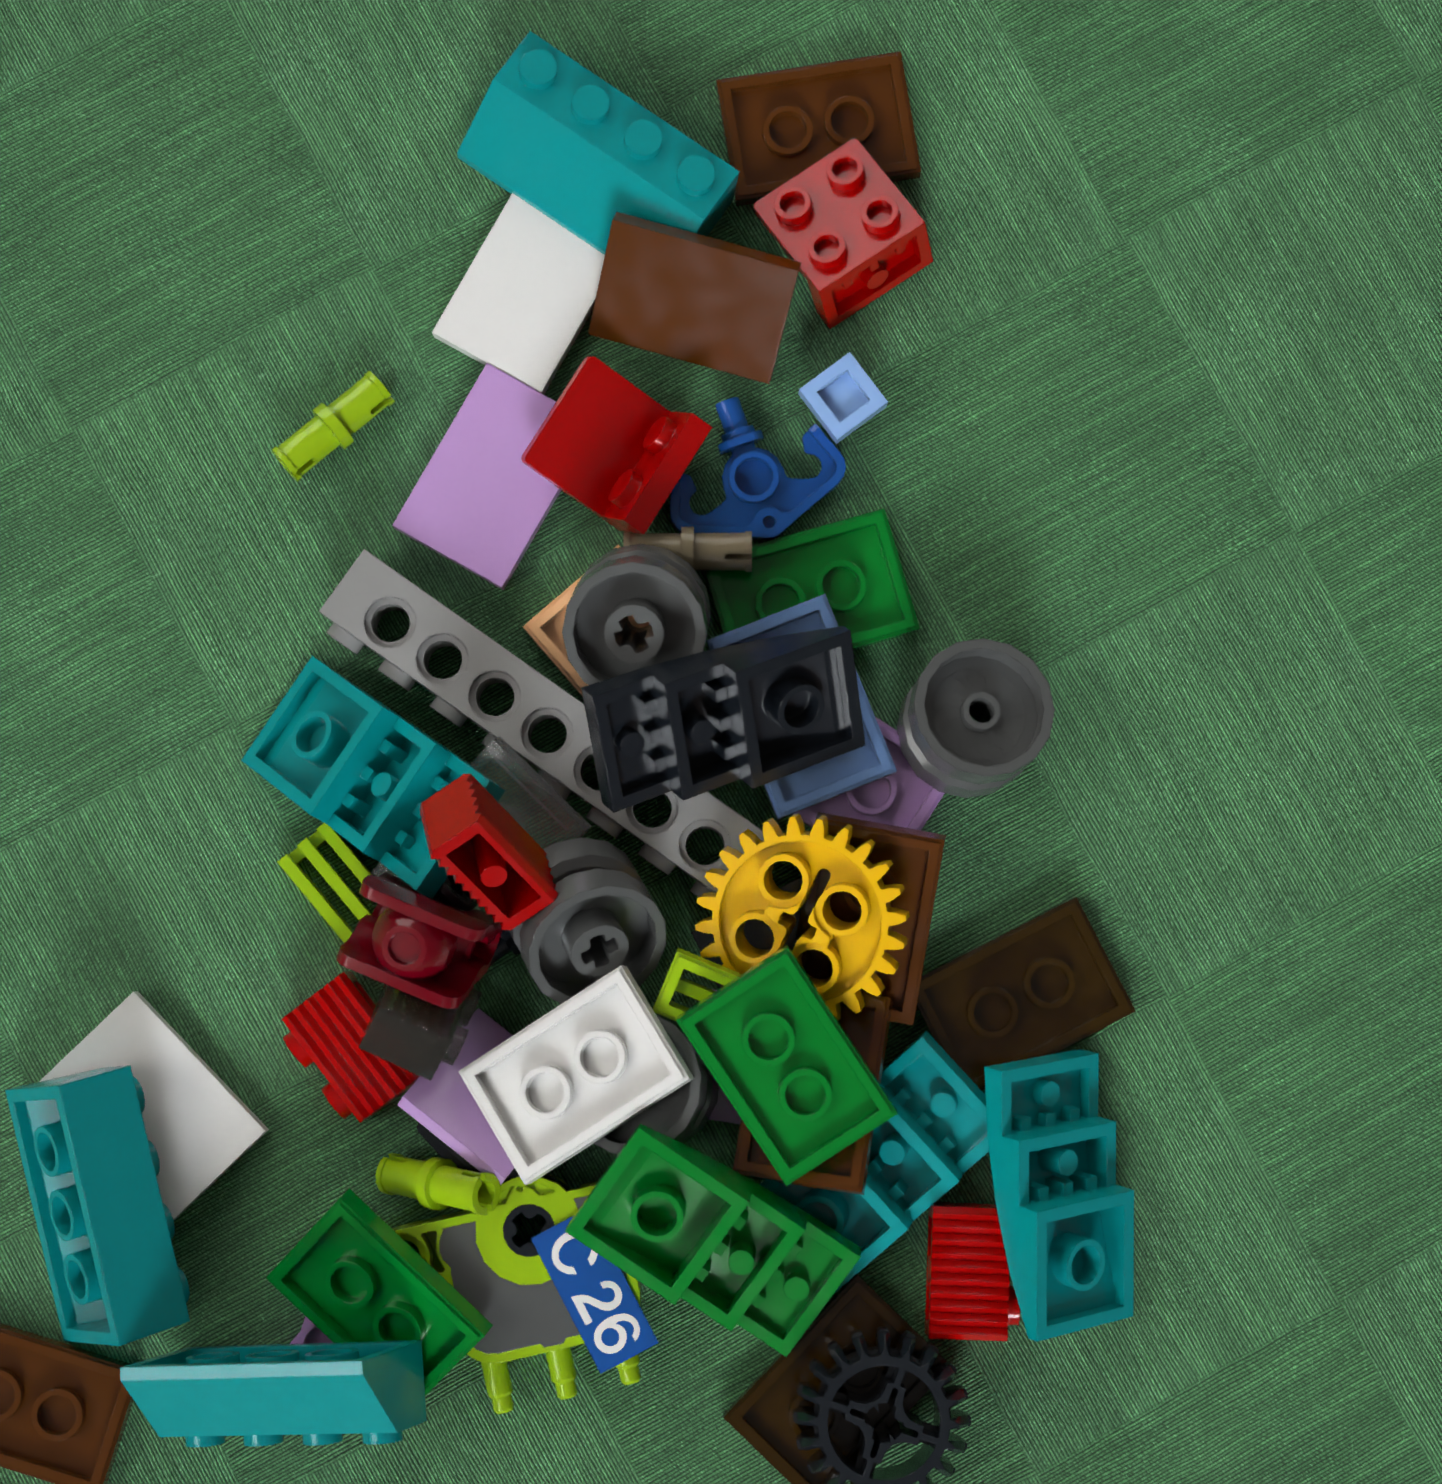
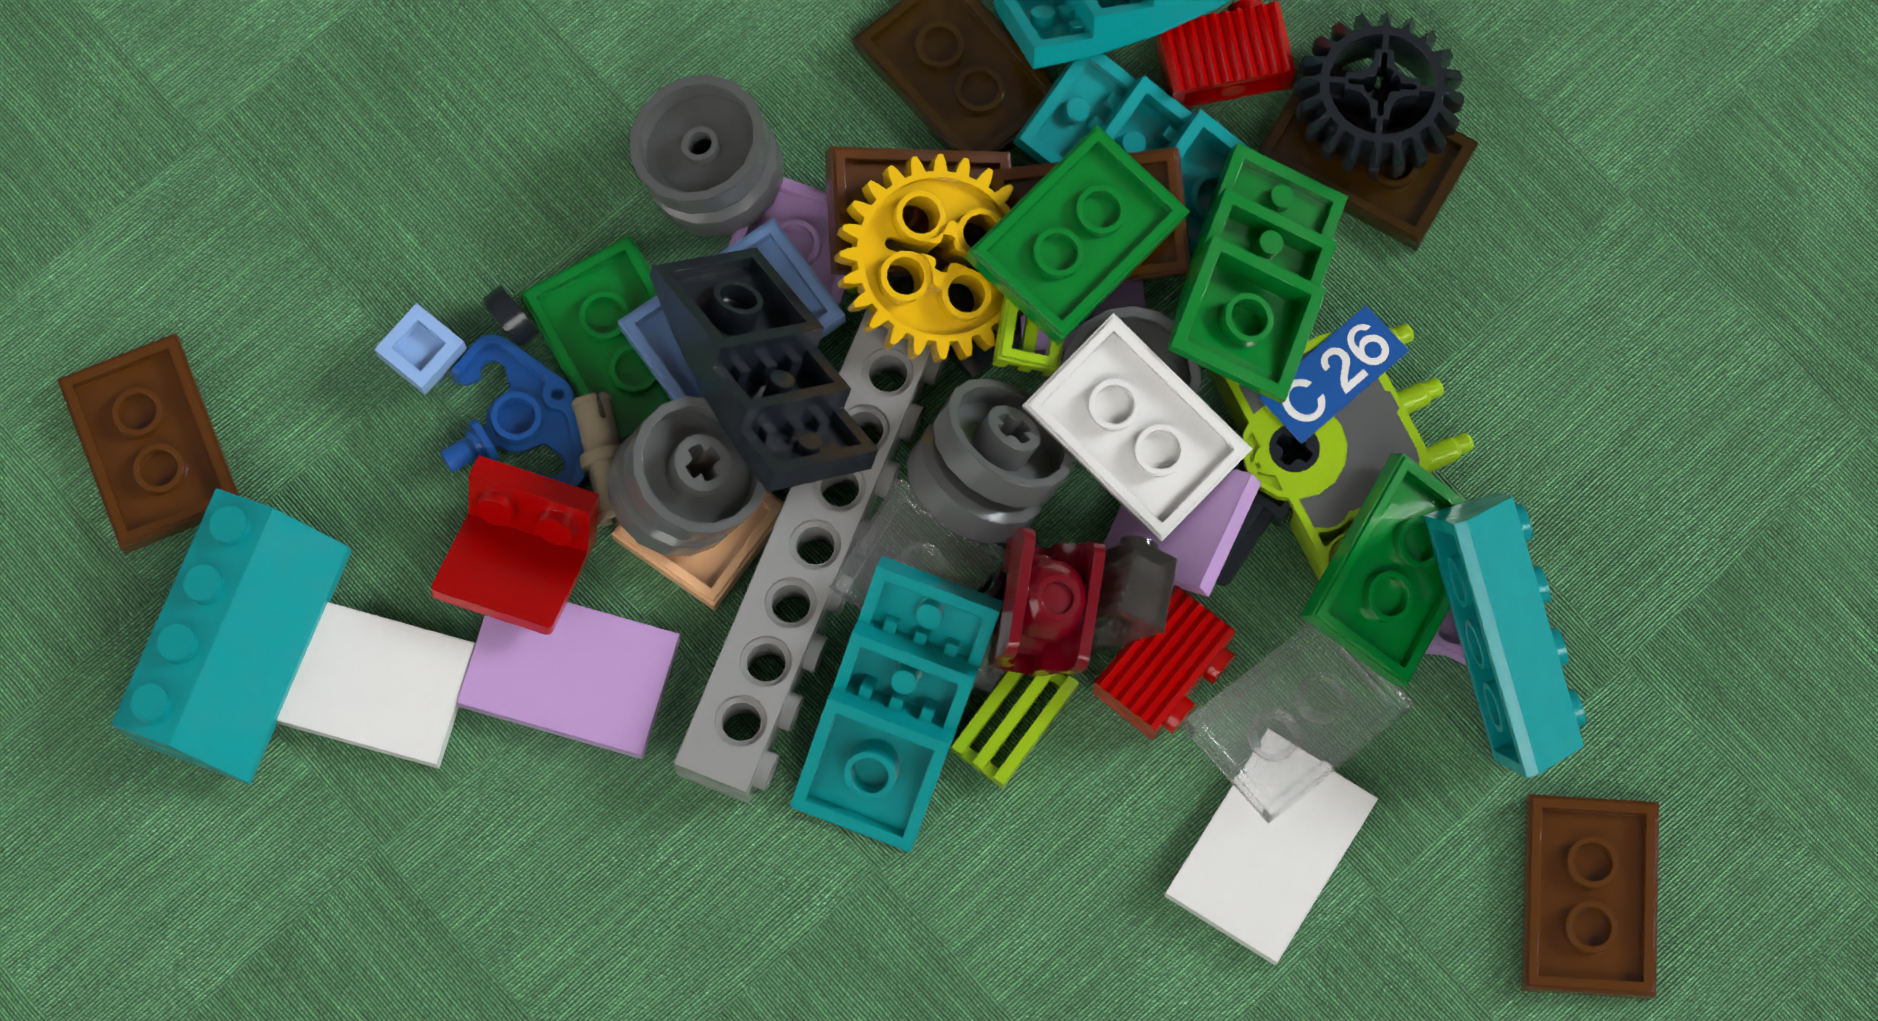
camera: 100 degrees left, 10 degrees down
(99, 1206) = (1382, 865): teal slope -> none
(262, 1158) = (1295, 720): none -> clear tile
(333, 425) = (553, 838): lime pin -> none
(438, 1183) = (1273, 545): lime pin -> none
(487, 852) = (946, 541): red brick -> none
(693, 297) = (350, 511): reddish brown tile -> none
(846, 230) = (248, 387): red bracket -> none
(860, 493) = (510, 316): none -> black tile

